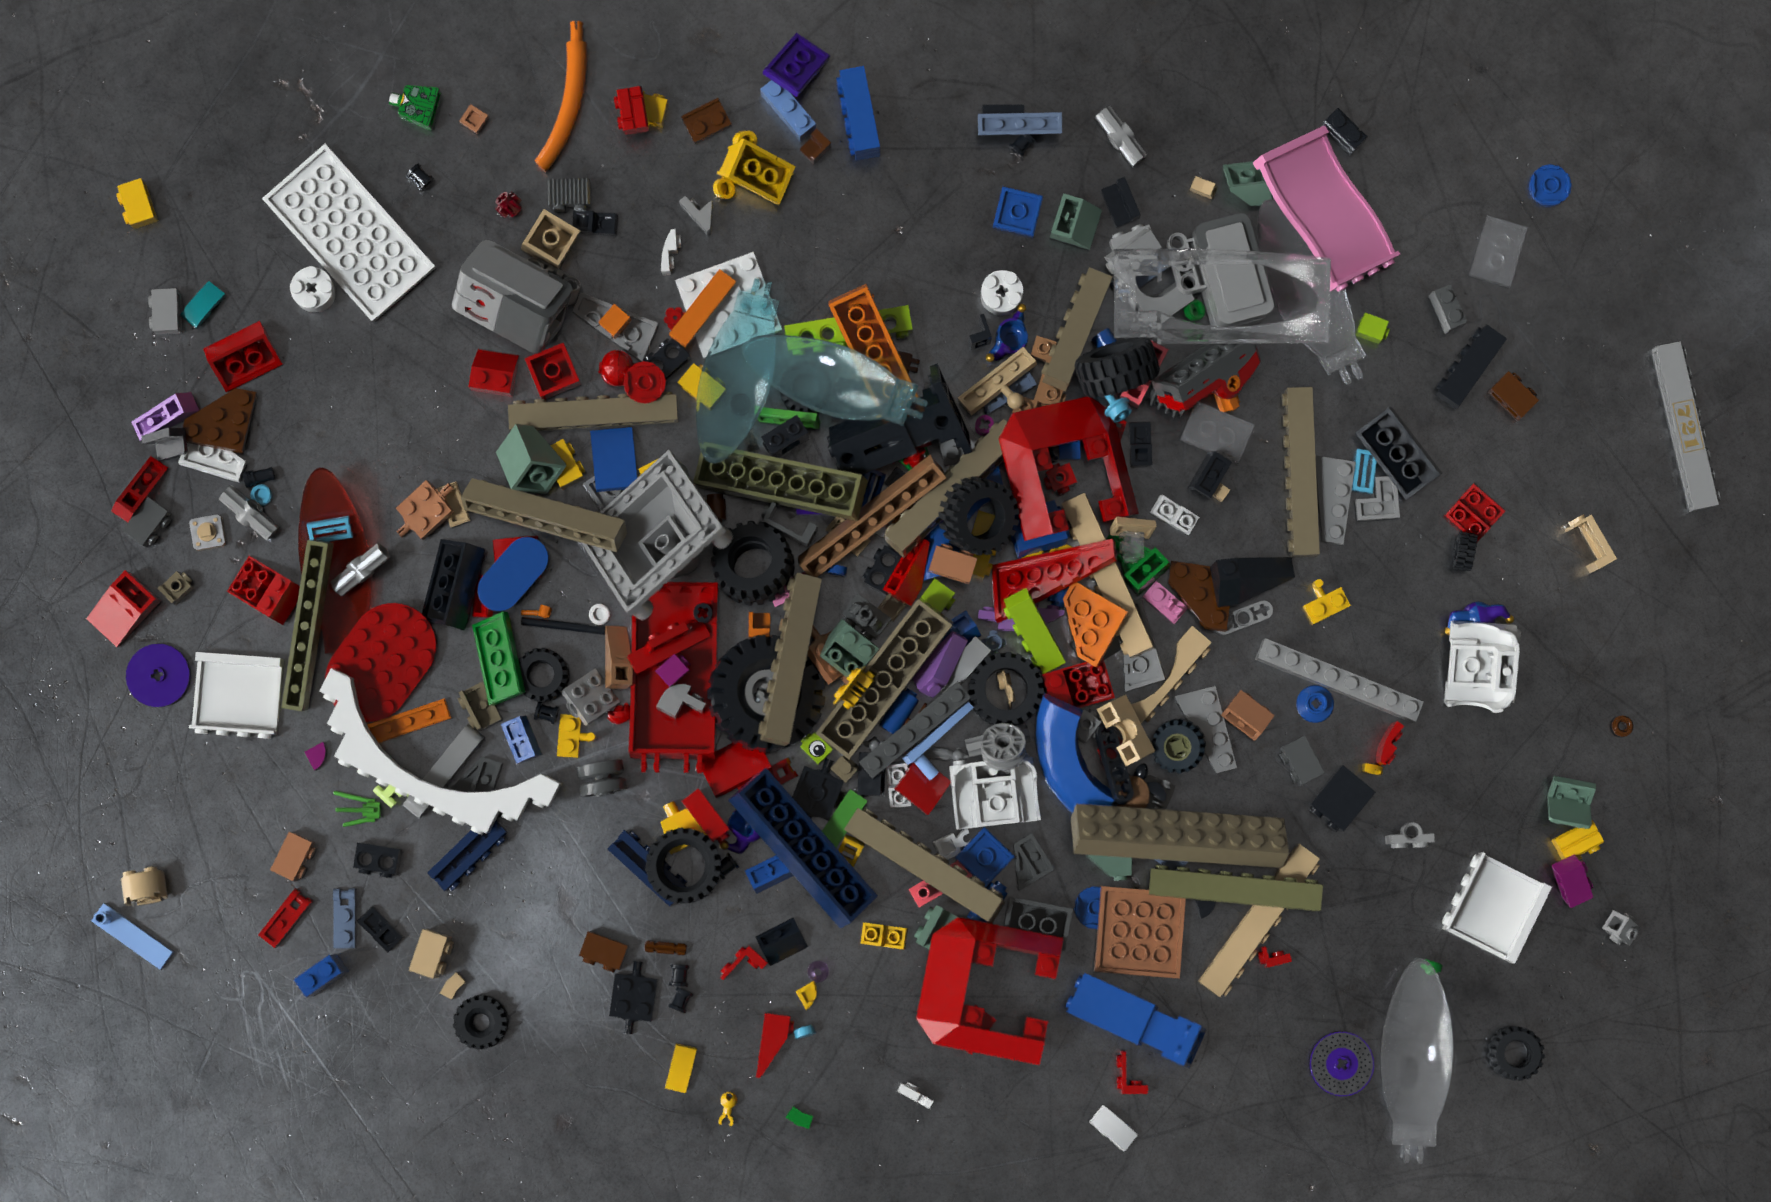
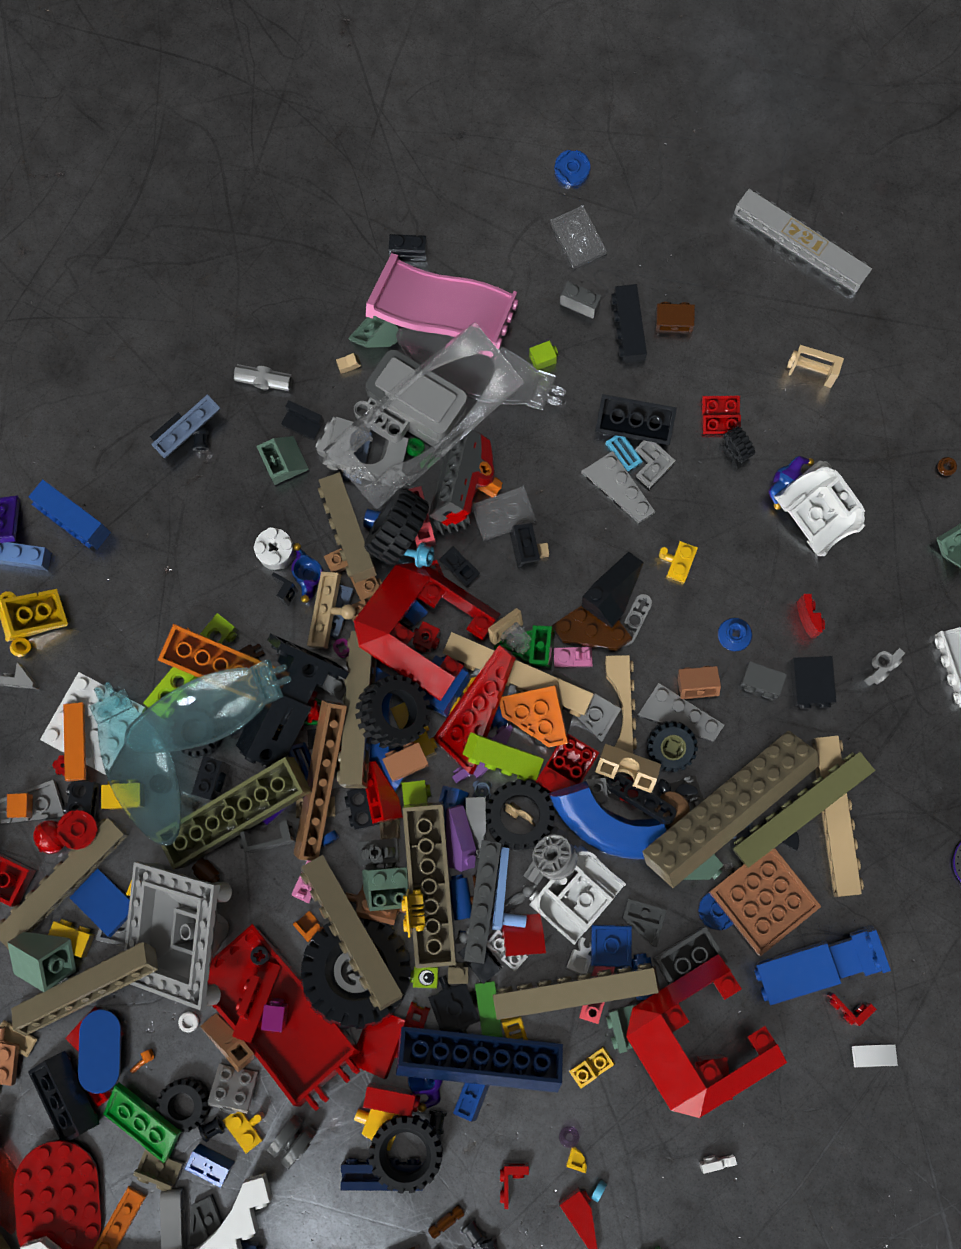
camera: 35 degrees left, 5 degrees down
(561, 625) = (169, 1054): black bar -> none
(620, 714) = (265, 1082): red plate -> none
(671, 246) = (16, 719): white slope -> none
(676, 696) = (294, 1032): light grey brick -> none
(760, 587) = (286, 896): black tyre -> none
(779, 416) = (191, 770): bright green tile -> none
(781, 941) = (524, 1139): black panel -> none
(815, 146) = (60, 563): reddish brown panel -> none
(1017, 211) = (237, 487): blue tile -> none
(1174, 515) = (525, 593): white slope -> none
(1277, 958) = (873, 829): red bracket -> none
(1301, 472) = (583, 489): dark tan brick -> none
(1339, 680) = (737, 603): light grey brick -> none
(1372, 769) = (813, 643): yellow tile -> none

